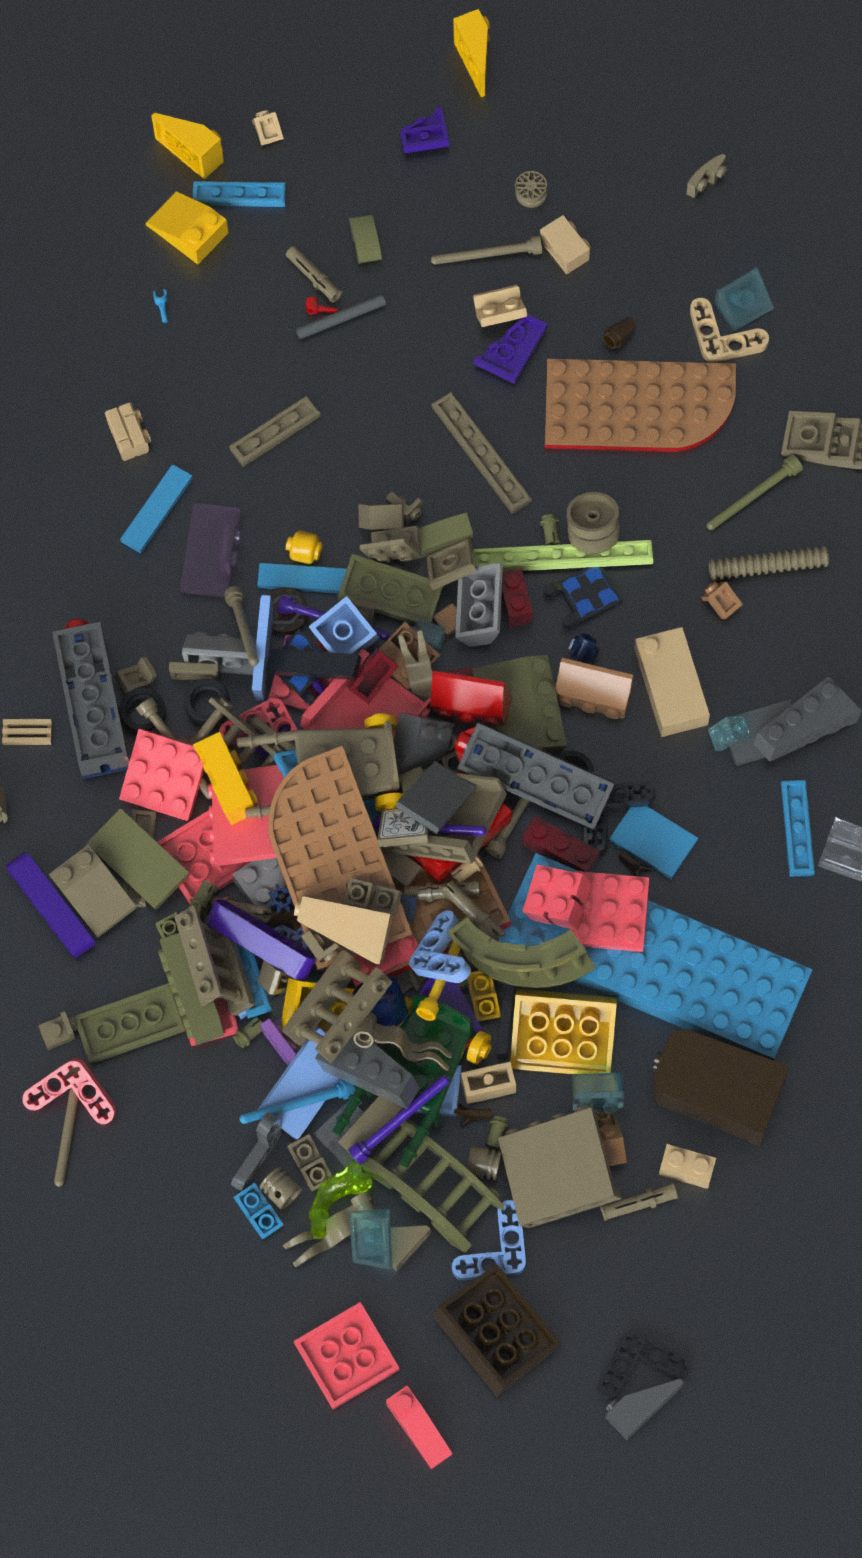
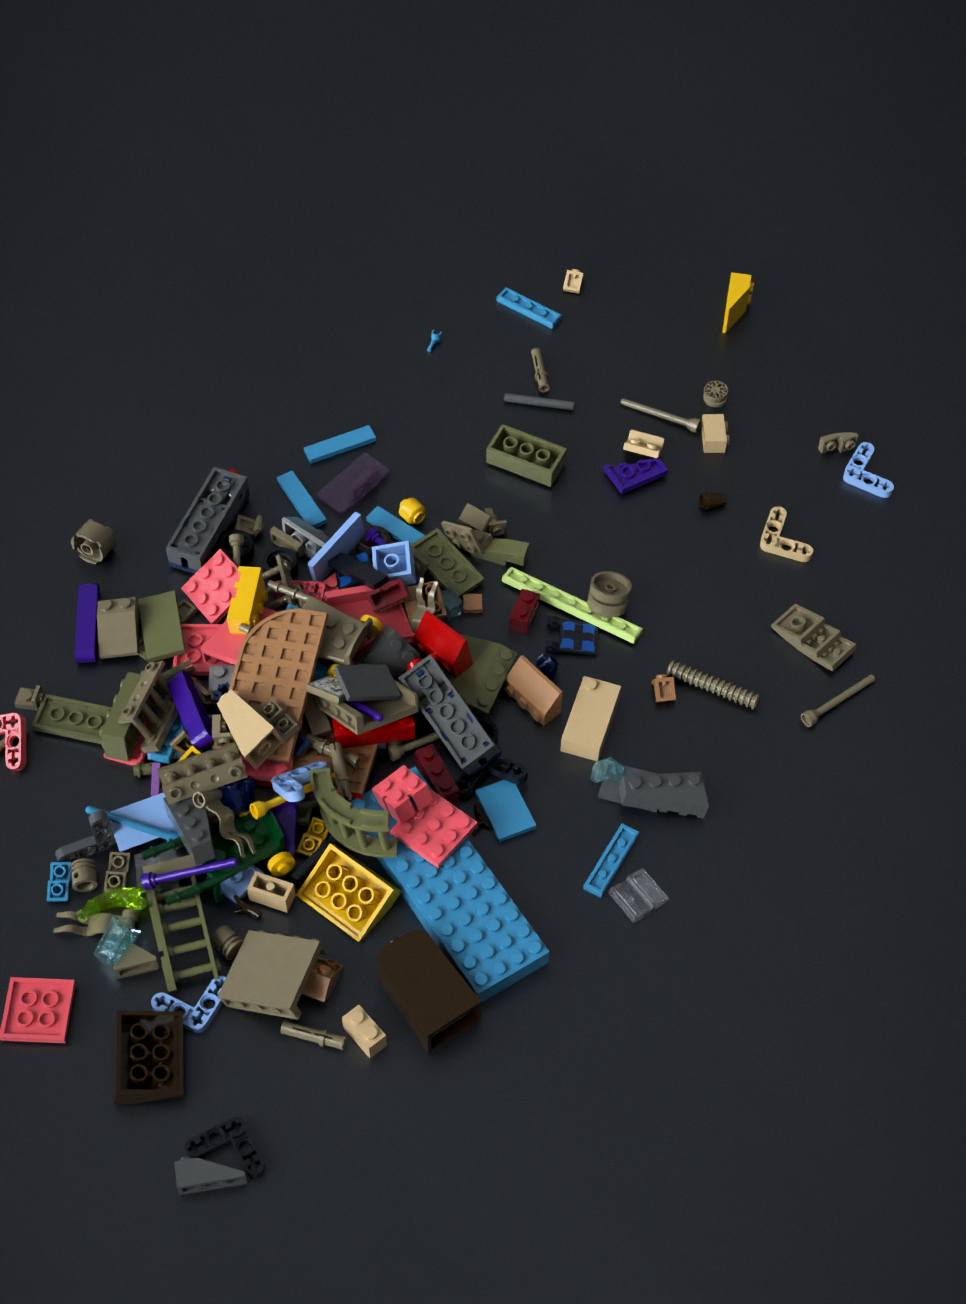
camera: 30 degrees right, 15 degrees down
(27, 731) = (161, 519): tan tile -> none
(127, 431) = (356, 392): tan brick -> none
(166, 606) = (301, 499): none -> dark azure tile
(189, 226) = (484, 309): yellow slope -> none
(190, 143) = (518, 264): yellow slope -> none
(234, 598) = (343, 516): dark tan piece -> none
(274, 431) = (447, 441): dark tan tile -> none
(313, 308) = (526, 388): red hand -> none
(365, 239) = (587, 368): olive slope -> none
(381, 399) = (526, 455): none -> olive brick
(418, 1427) = (45, 1087): coral slope -> none
(425, 133) = (670, 332): dark purple wing -> none
(451, 563) = (496, 567): dark tan tile -> none
(465, 870) = (360, 747): tan pin -> none
(479, 605) = (494, 600): light grey slope -> none
(481, 453) = (569, 521): dark tan tile -> none
(497, 1130) = (258, 924): olive pin -> none
(550, 529) = (580, 585): olive pin -> none
(598, 1091) = (341, 943): clear light blue slope -> none
(636, 404) = (694, 547): medium nougat plate -> none
(743, 299) = (810, 521): clear light blue slope -> none
(750, 199) = (859, 471): none -> light blue beam
(790, 467) = (770, 636): olive piece -> none

